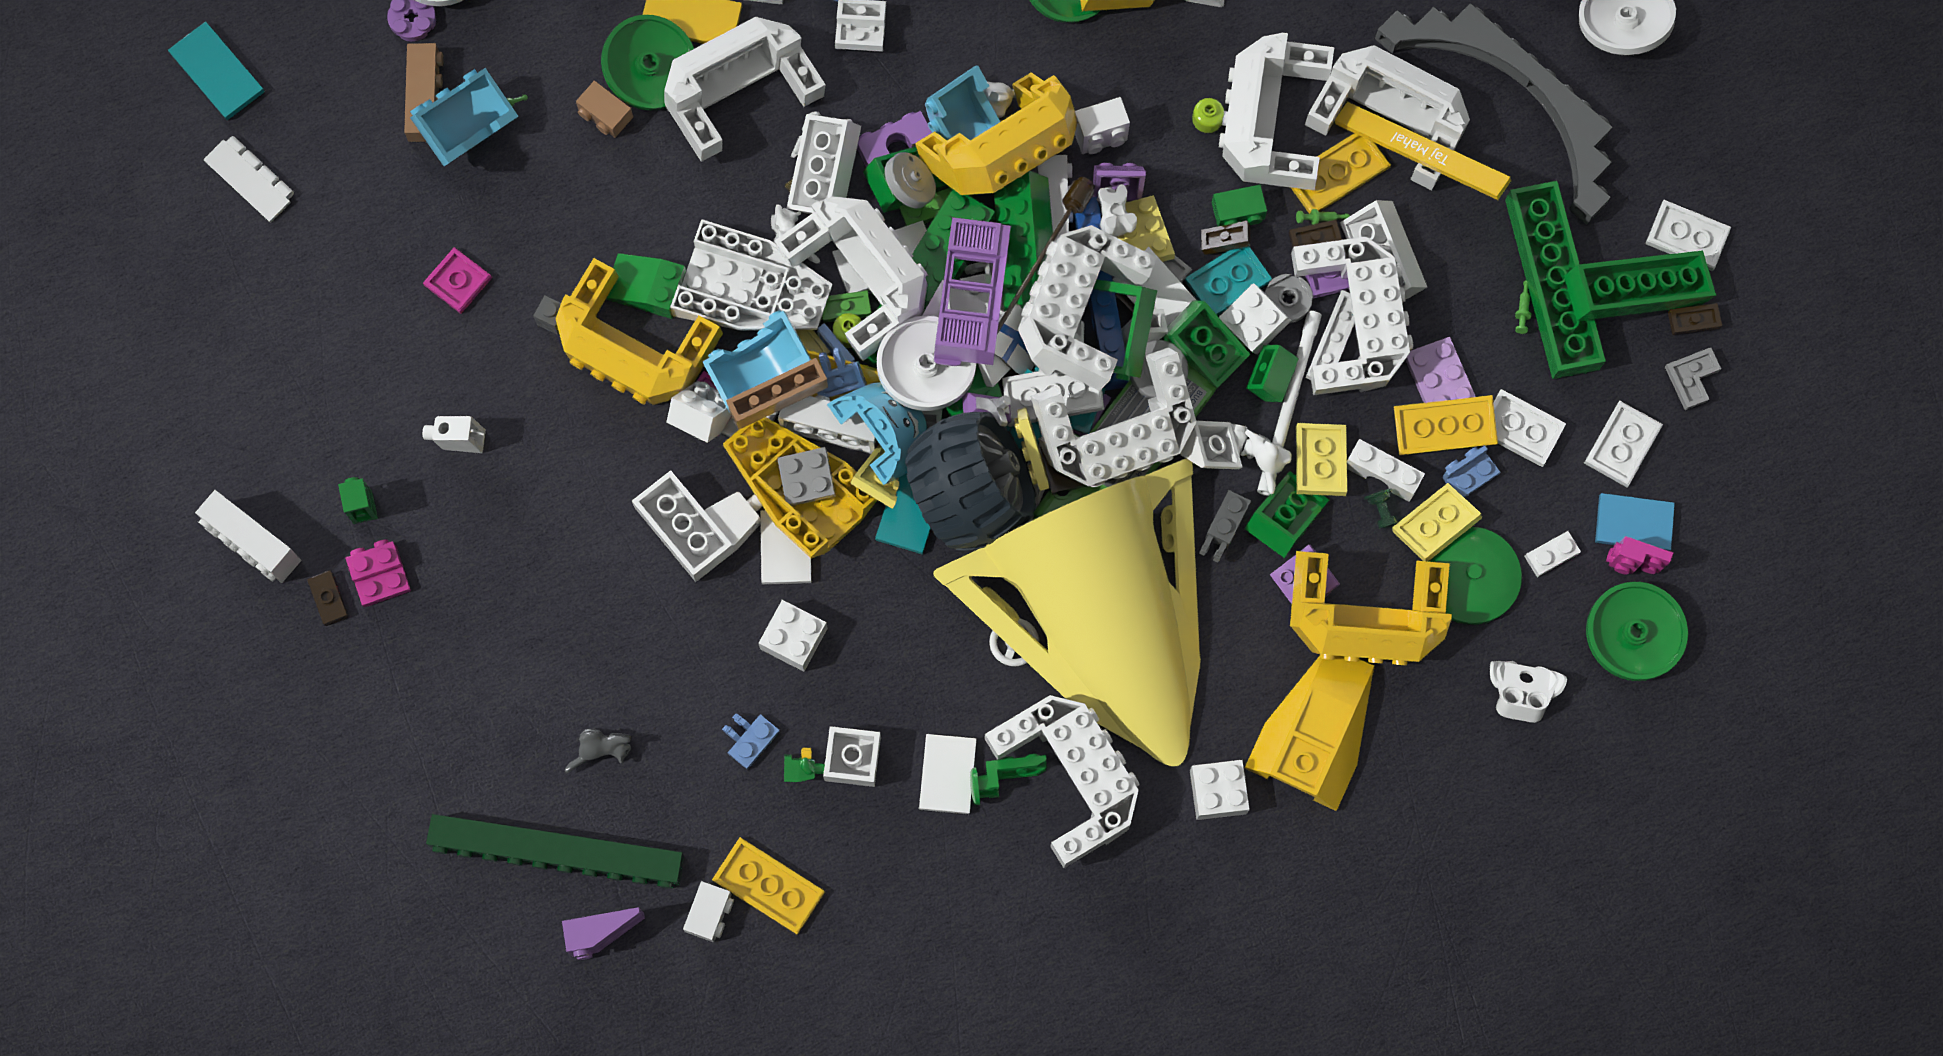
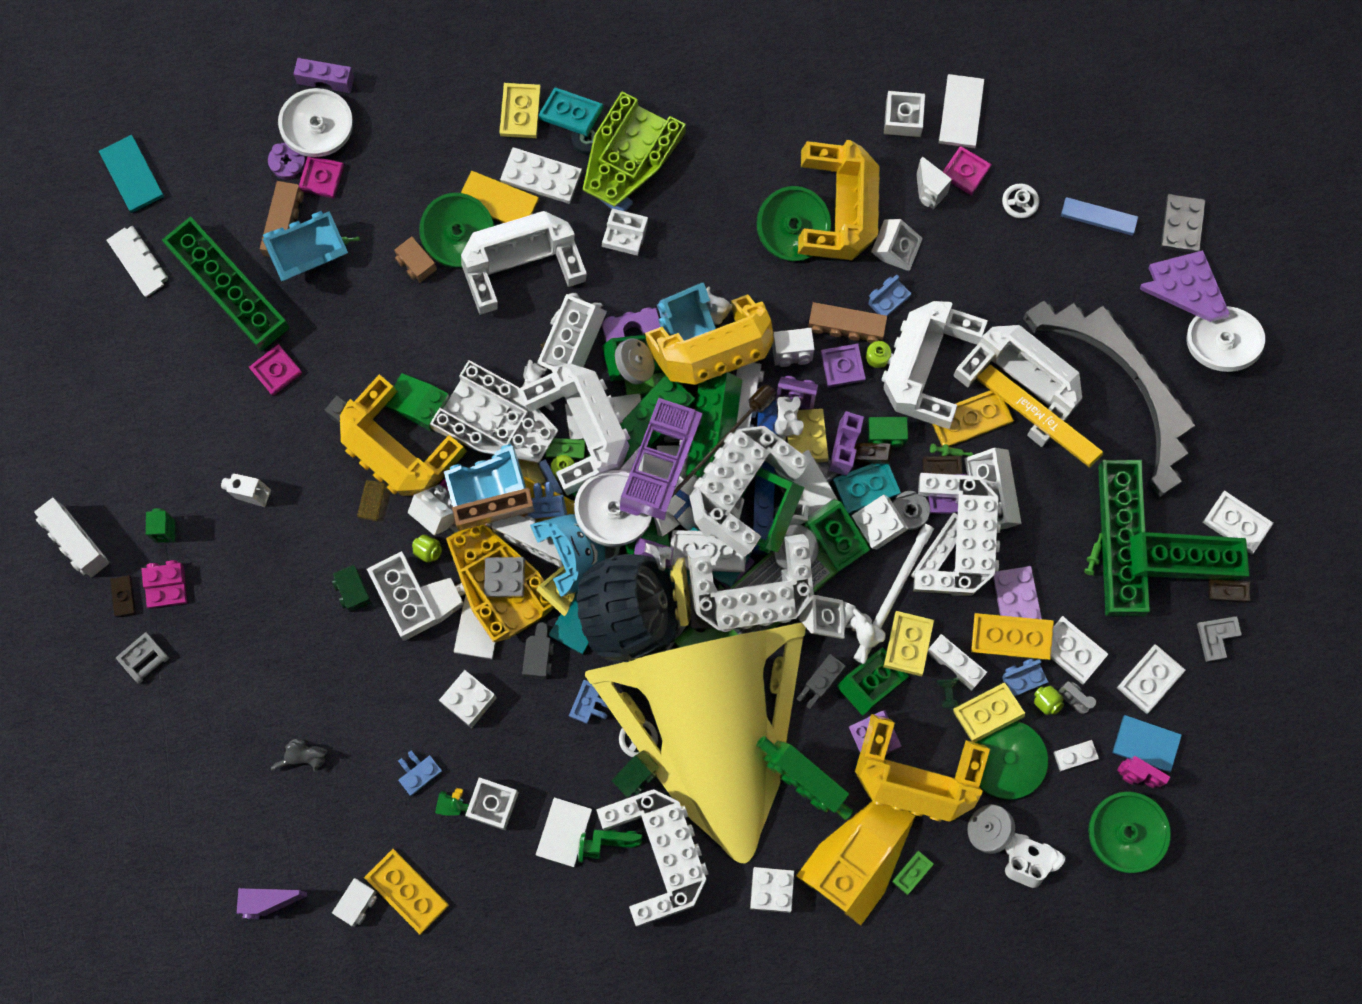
camera: 15 degrees right, 0 degrees up
(364, 663) = (139, 652): none -> light grey plate
(371, 184) = (226, 284): none -> green brick
(460, 29) = (321, 176): none -> dark pink tile
(555, 850) = (250, 829): dark green brick -> none
(615, 418) = (371, 500): none -> clear yellow tile
(616, 530) = (351, 588): none -> dark green brick
(699, 462) = (426, 548): none -> lime head
(867, 565) = (537, 654): none -> dark grey hinge
(939, 611) = (585, 704): none -> medium blue hinge
(1022, 683) = (636, 774): none -> dark green brick
(1161, 84) = (847, 322): none -> medium nougat brick
(1166, 138) = (843, 365): none -> medium lavender plate
(1190, 222) = (846, 437): none -> medium lavender arch
(1205, 43) = (889, 296): none -> medium blue bracket
(1231, 642) = (805, 776): none -> green brick
(1272, 373) = (884, 567): green brick -> none
(1385, 734) = (912, 872): none -> bright green plate
(1470, 661) = (991, 829): none -> light grey wheel
(1506, 493) = (1048, 700): none -> lime head
(1533, 477) = (1073, 696): none -> light grey plate

